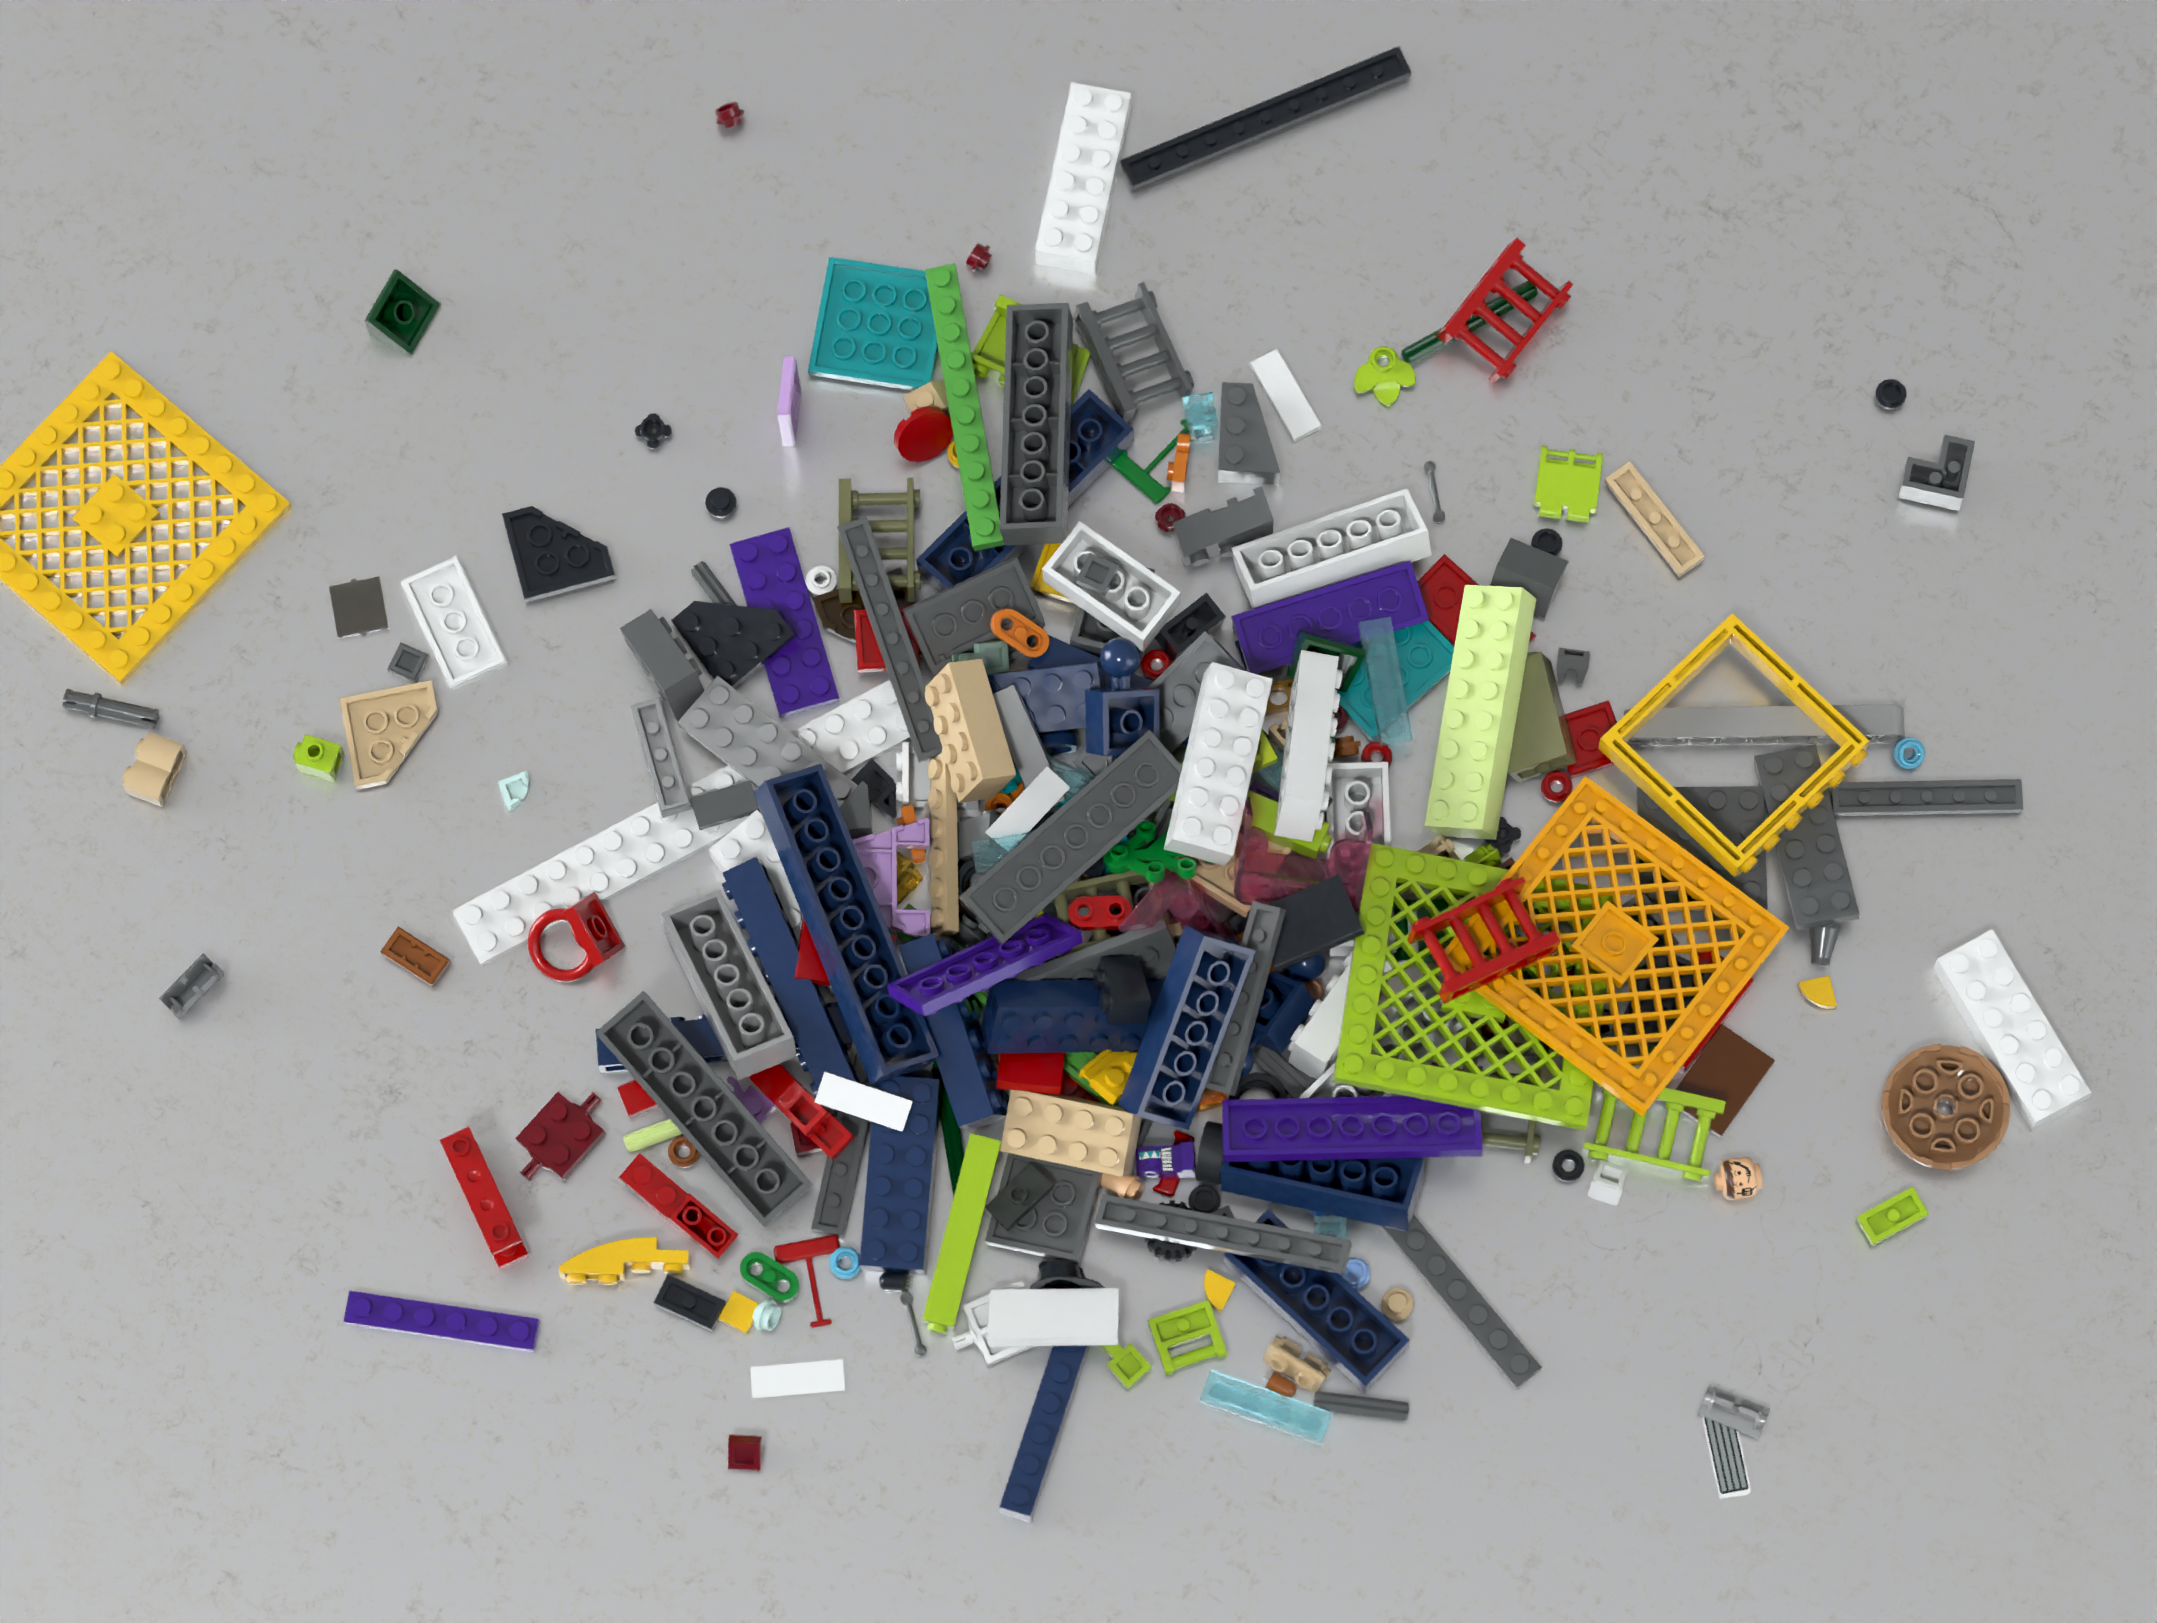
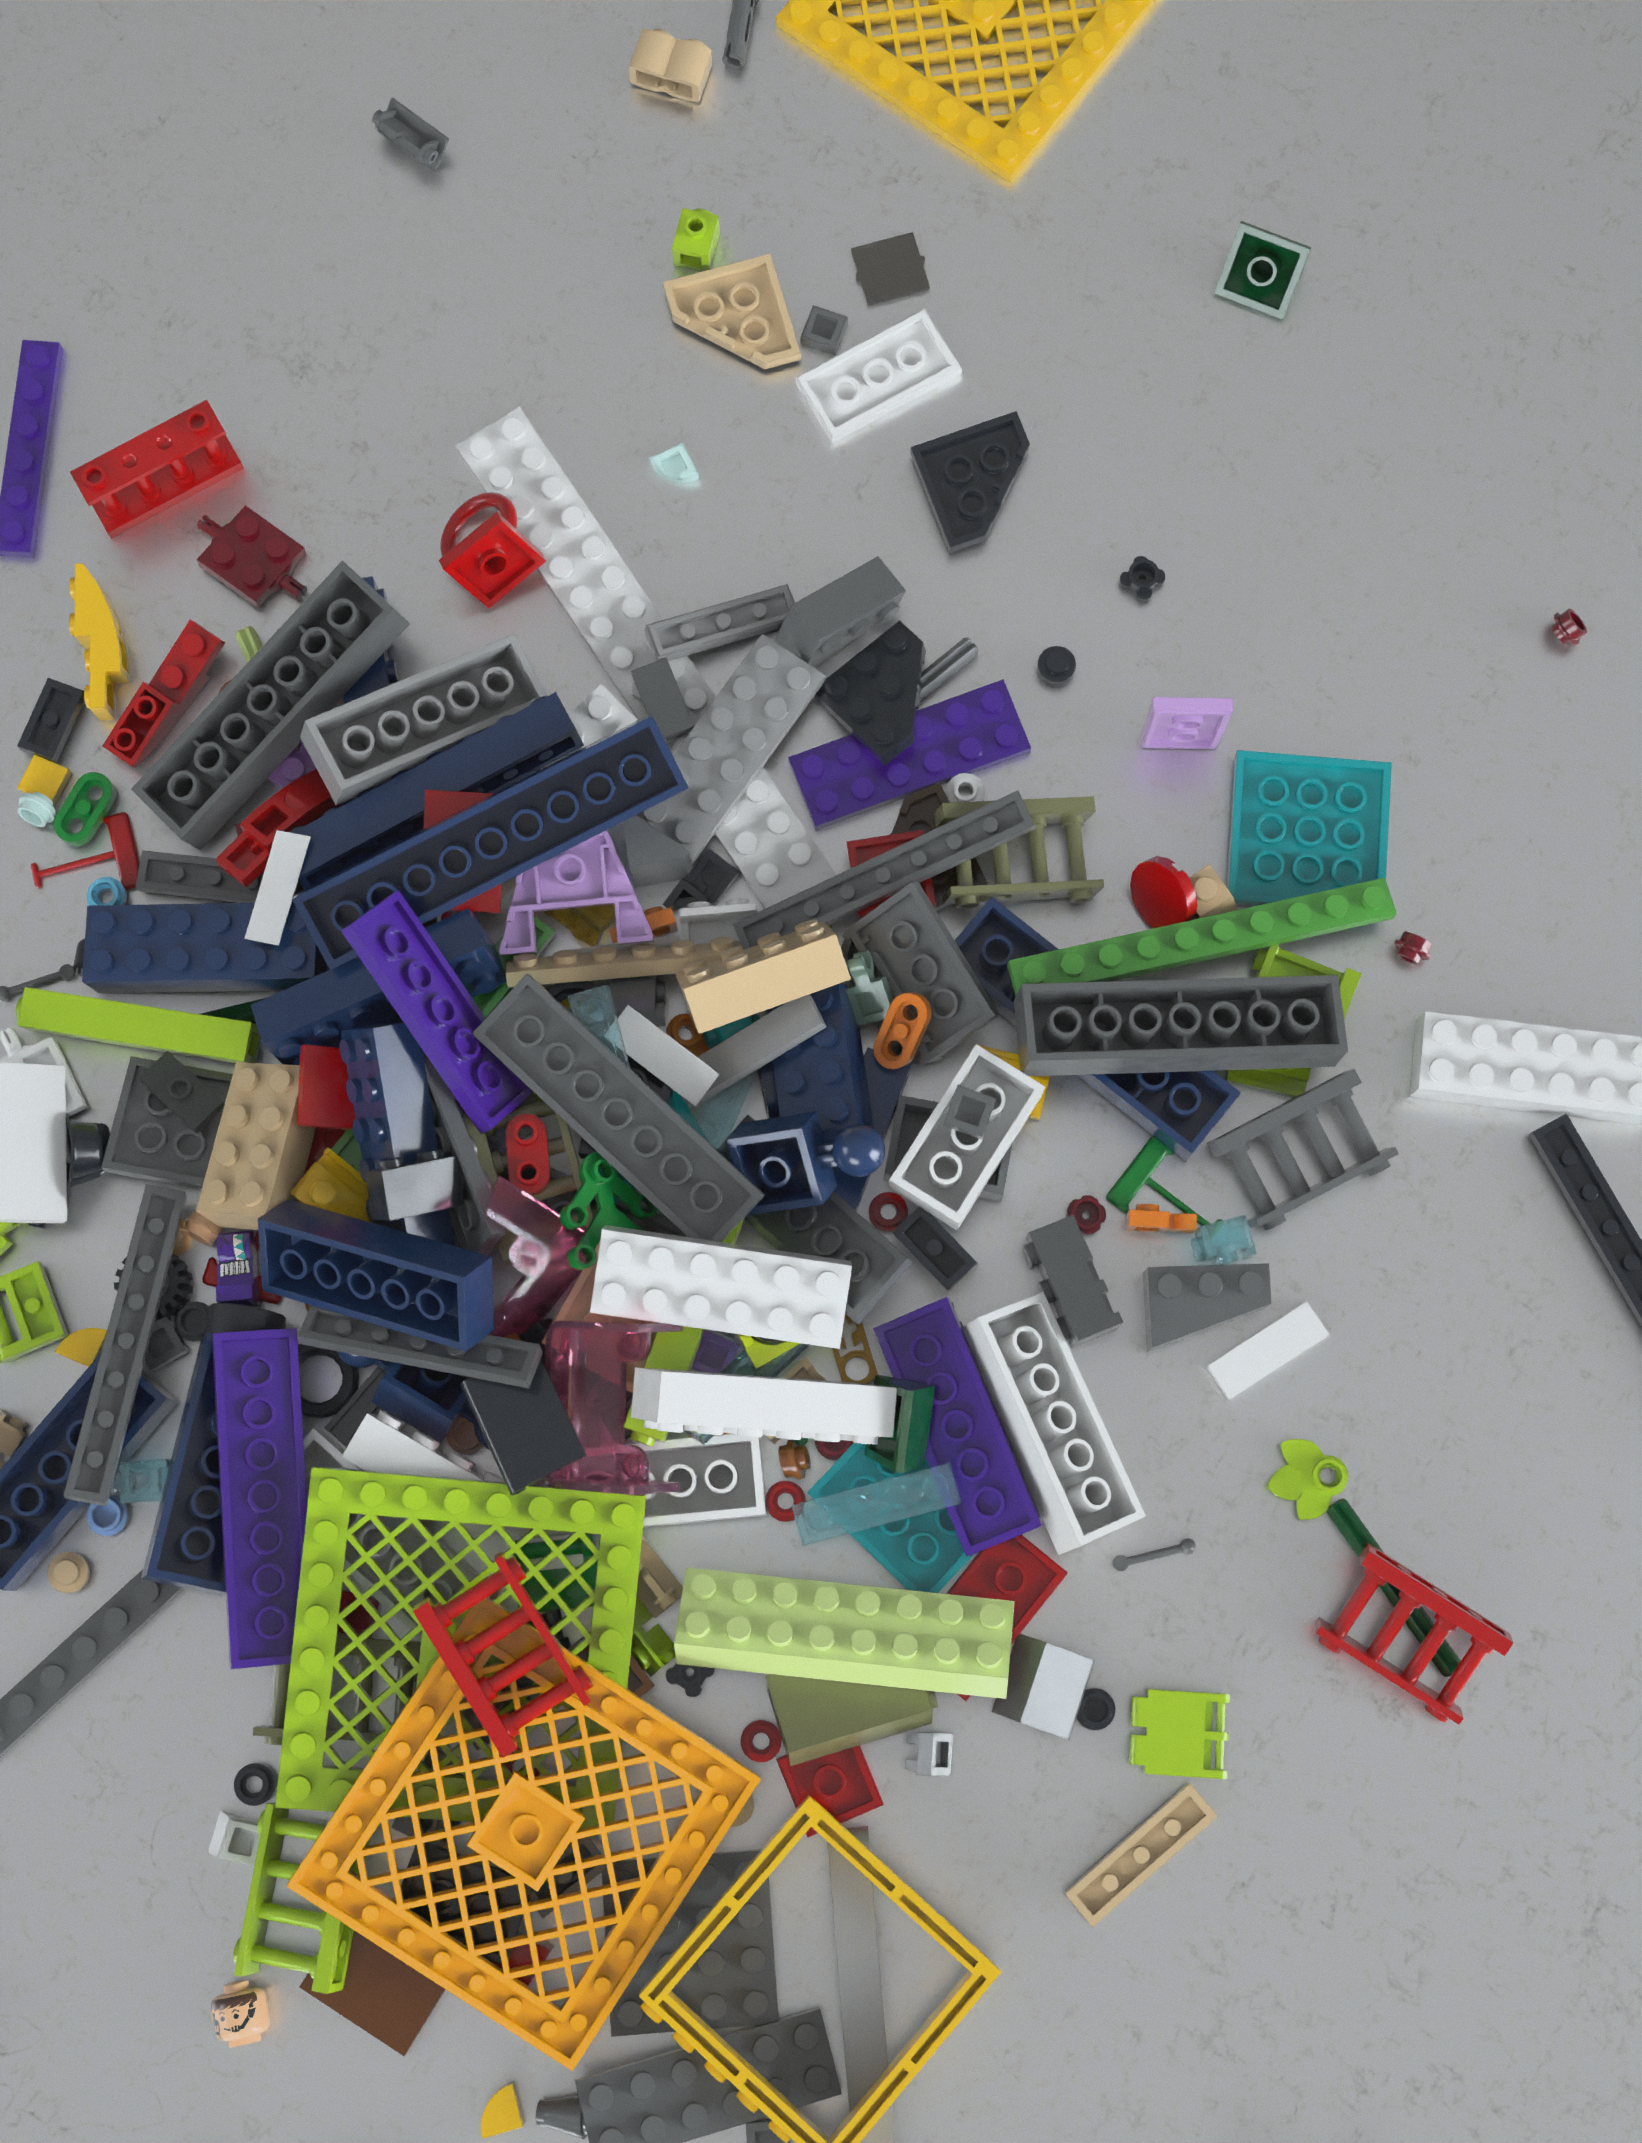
camera: 85 degrees right, 5 degrees up
(415, 957) = (461, 373): dark orange plate -> none

